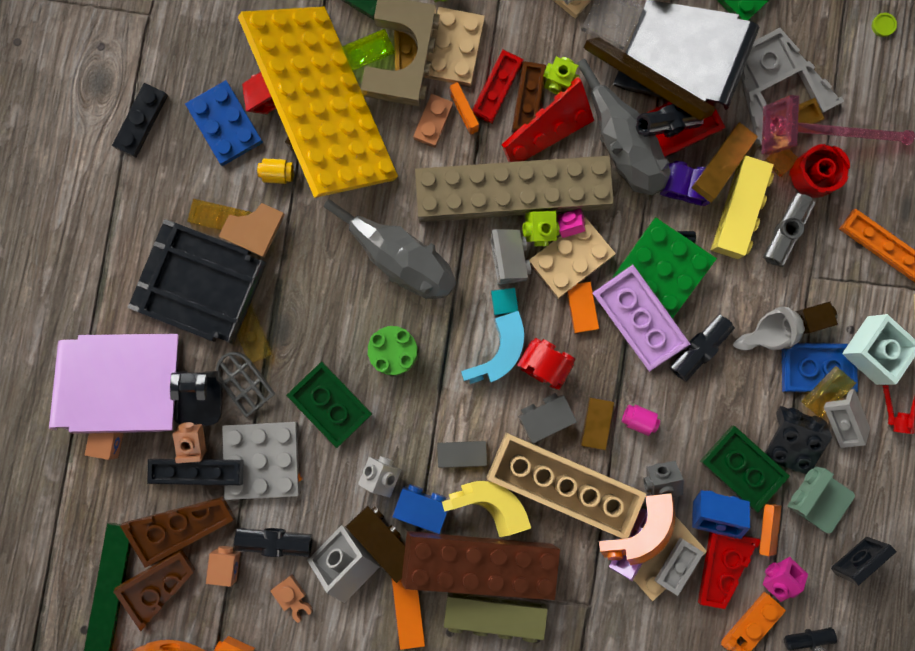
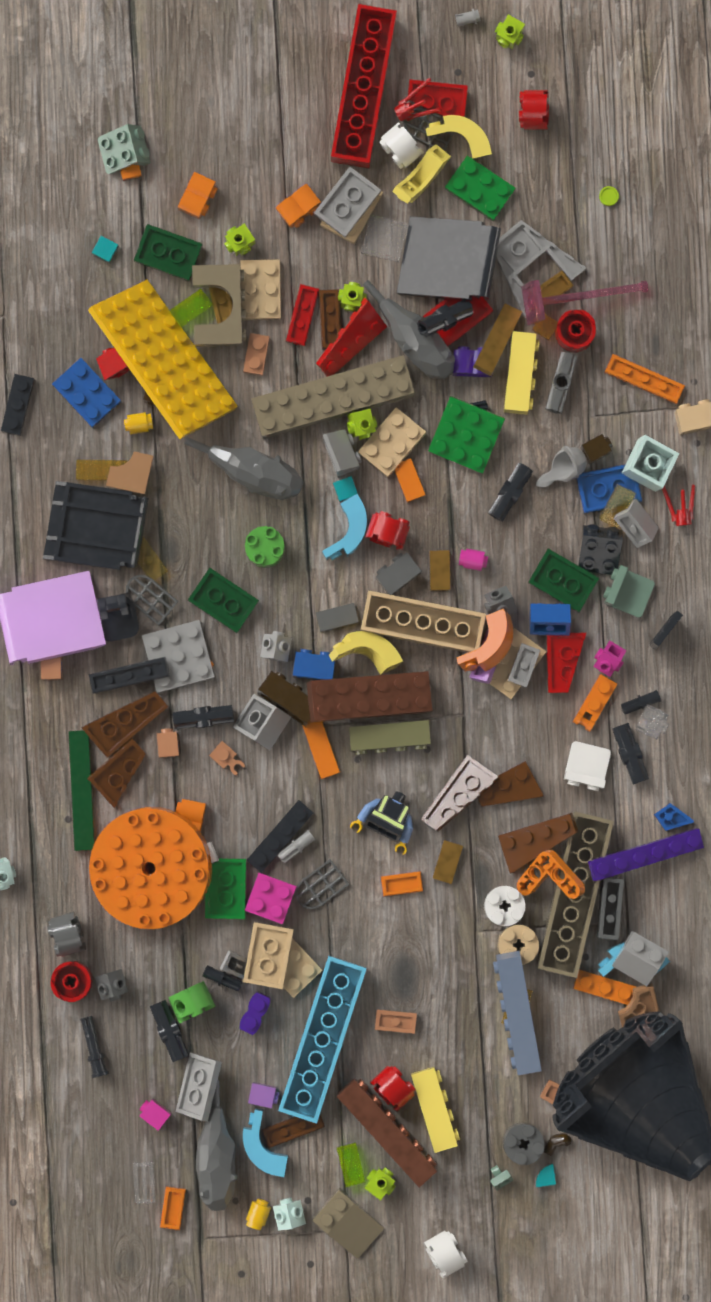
camera: 10 degrees left, 0 degrees up
(196, 446) = (123, 660): nougat brick -> none
(464, 108) = (279, 340): orange tile -> none
(571, 223) = (385, 414): dark pink plate -> none
(641, 318) = (456, 478): lavender tile -> none
(649, 78) = (421, 286): dark brown tile -> none
(770, 529) = (592, 623): orange tile -> none

